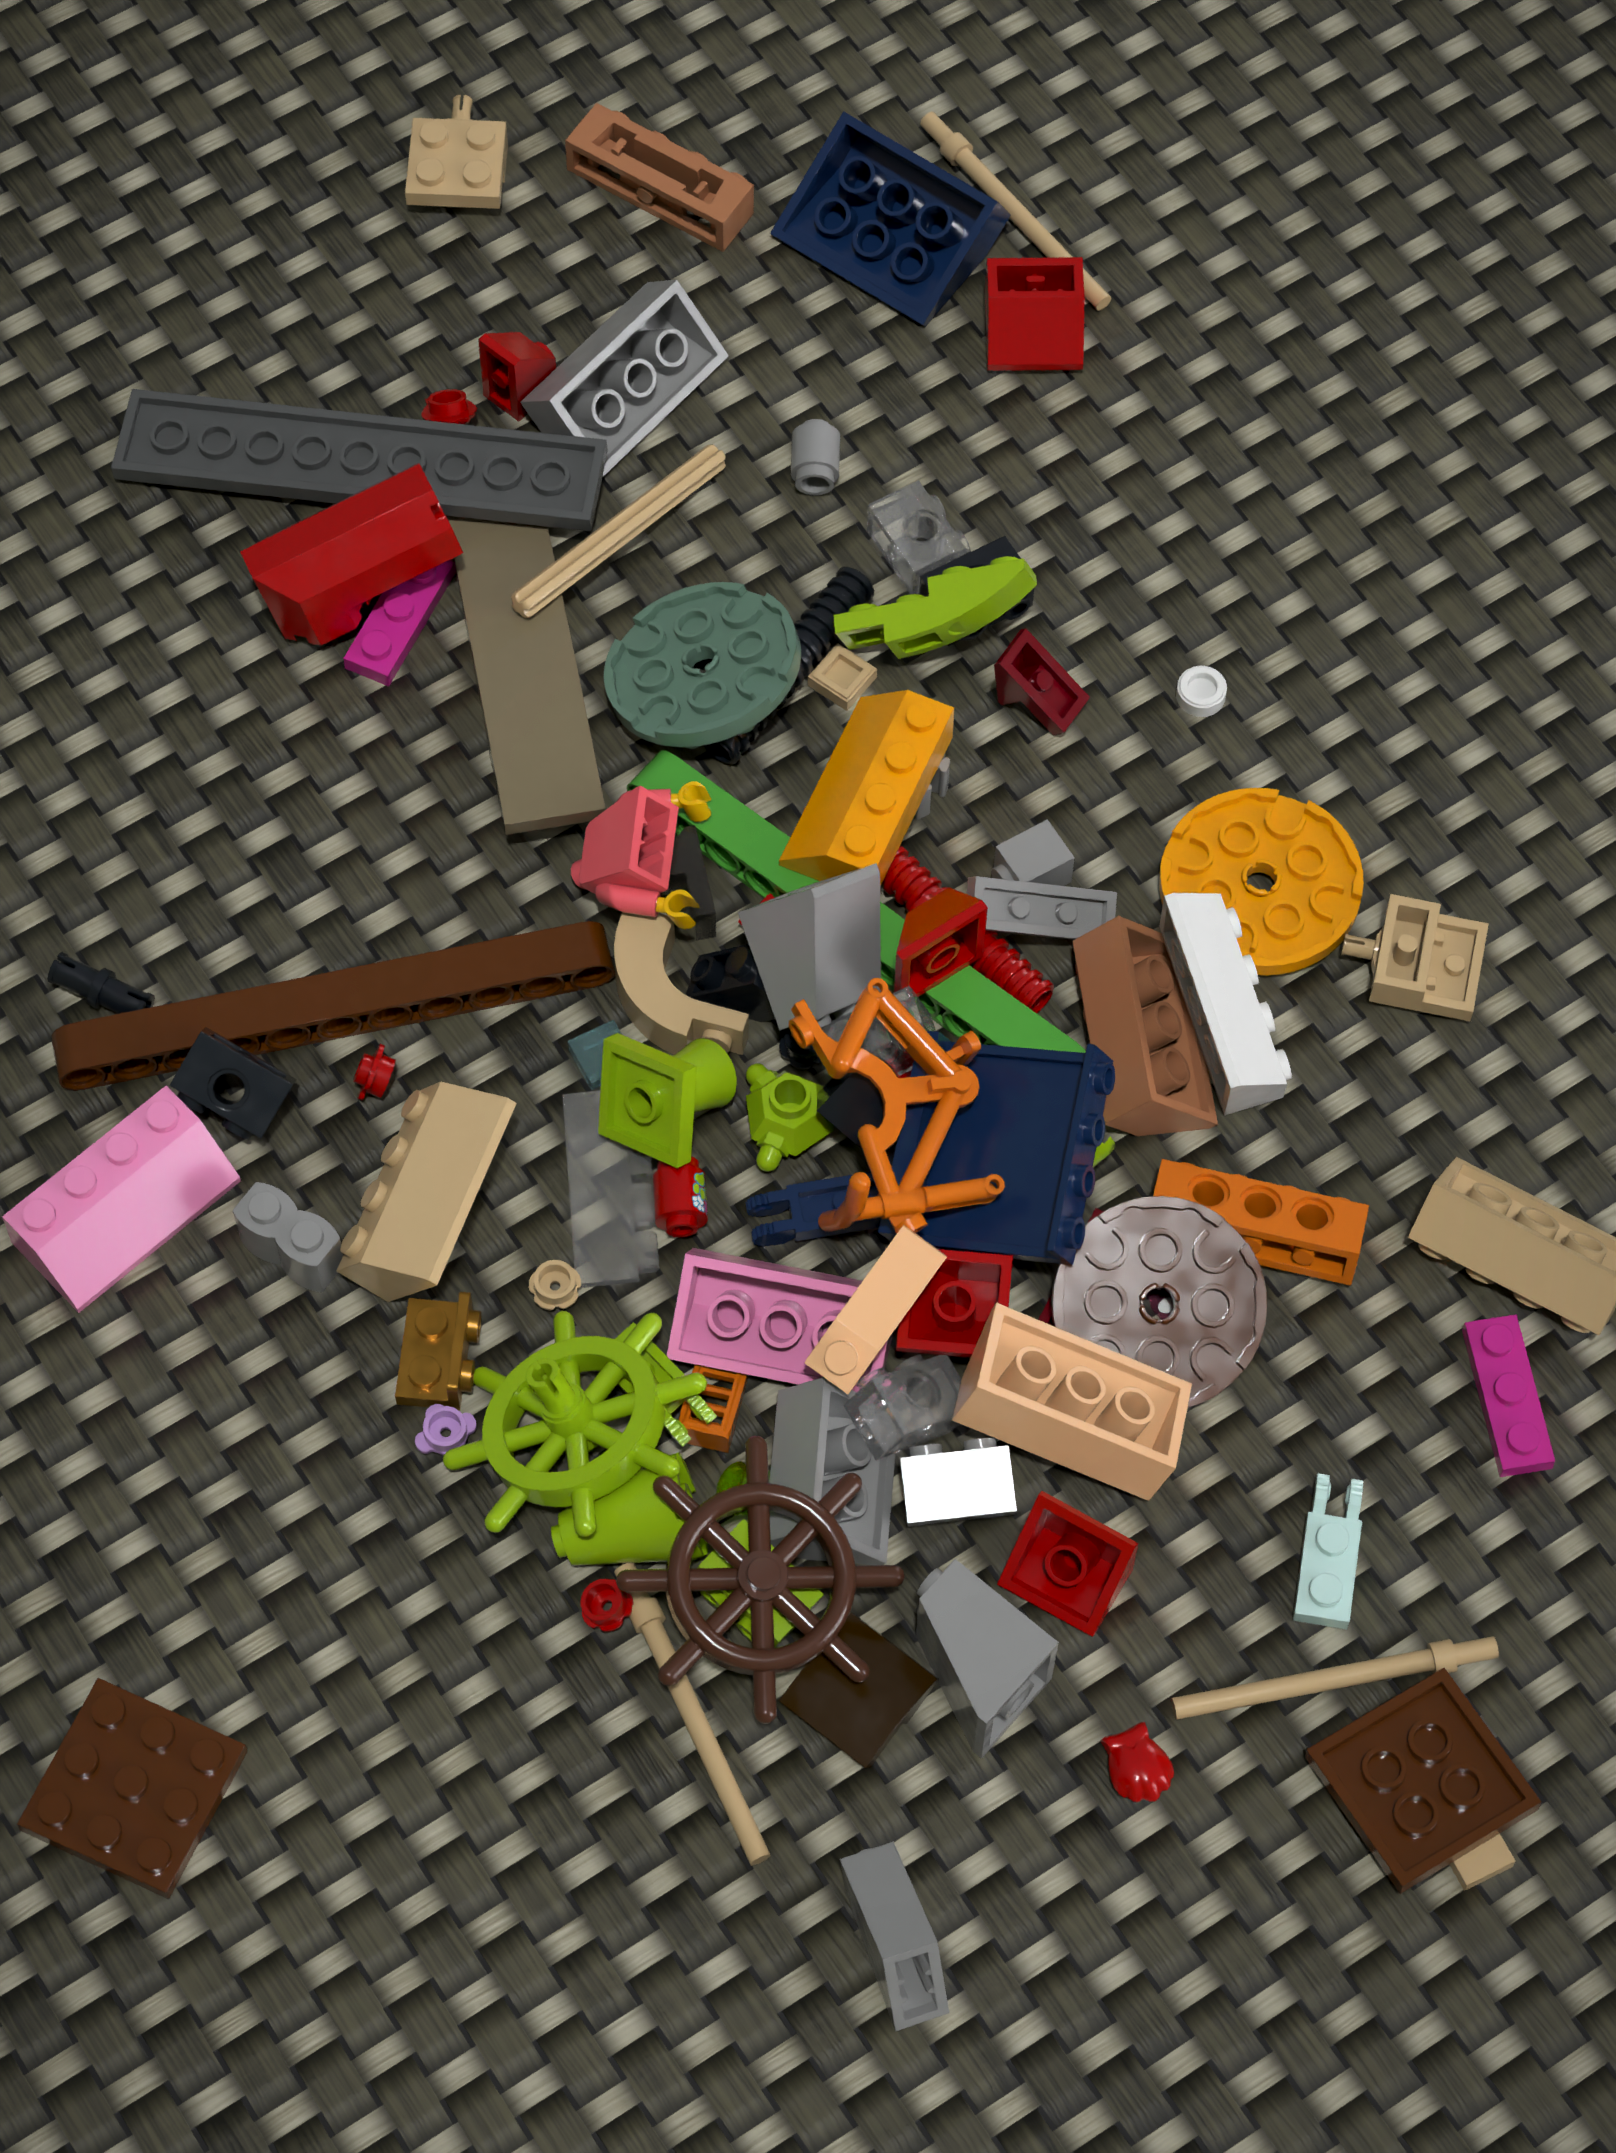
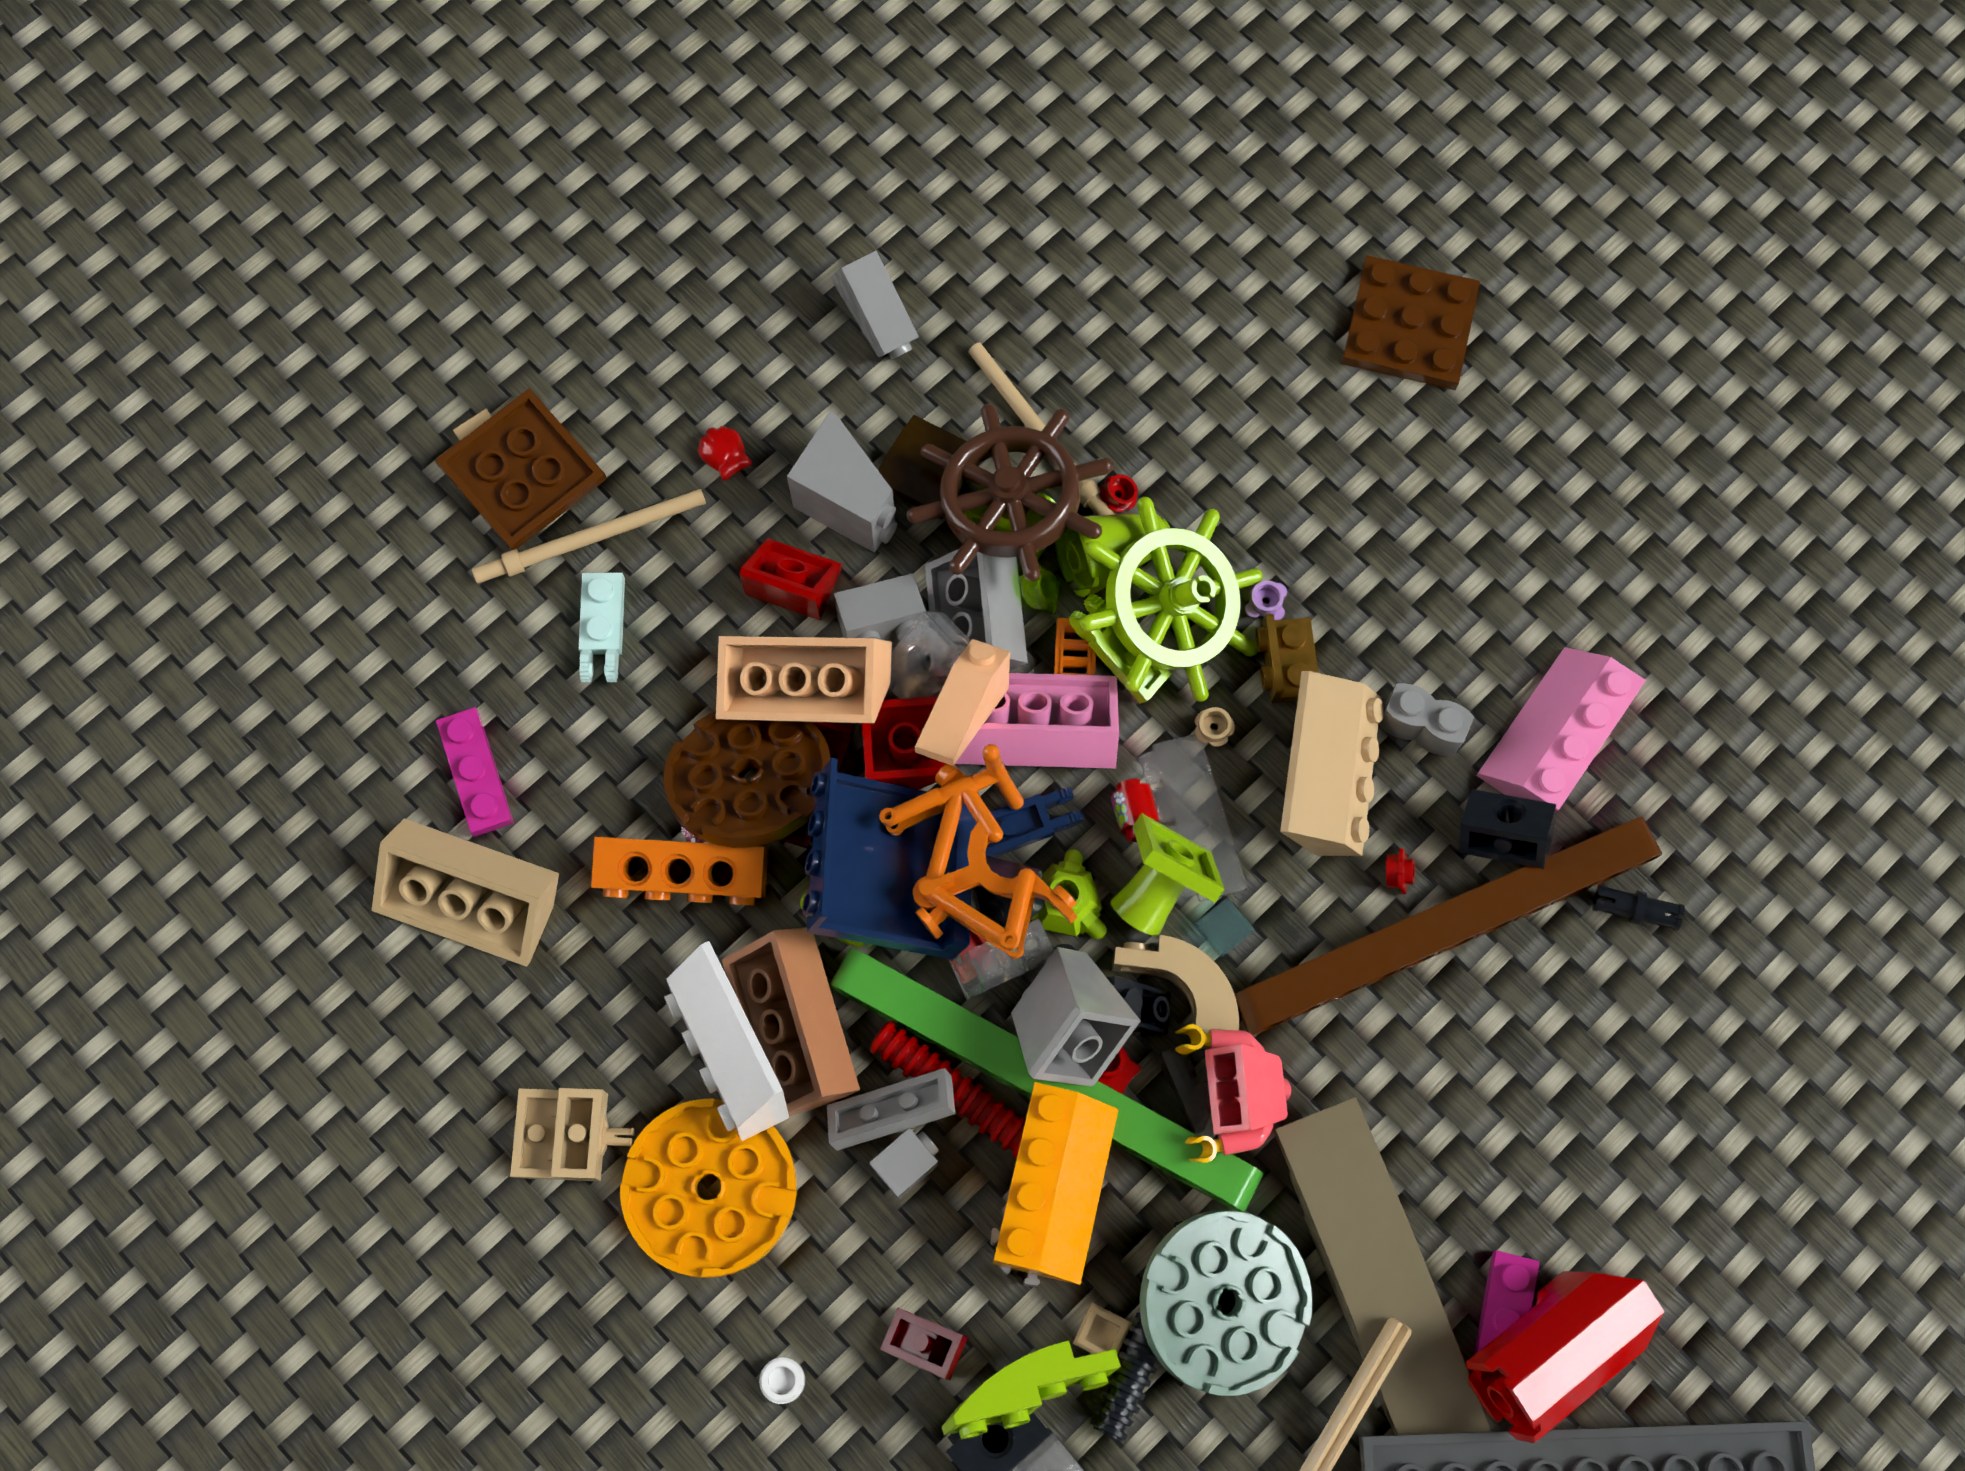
camera: 170 degrees right, 10 degrees up
(939, 939) = (972, 1041): red slope -> none

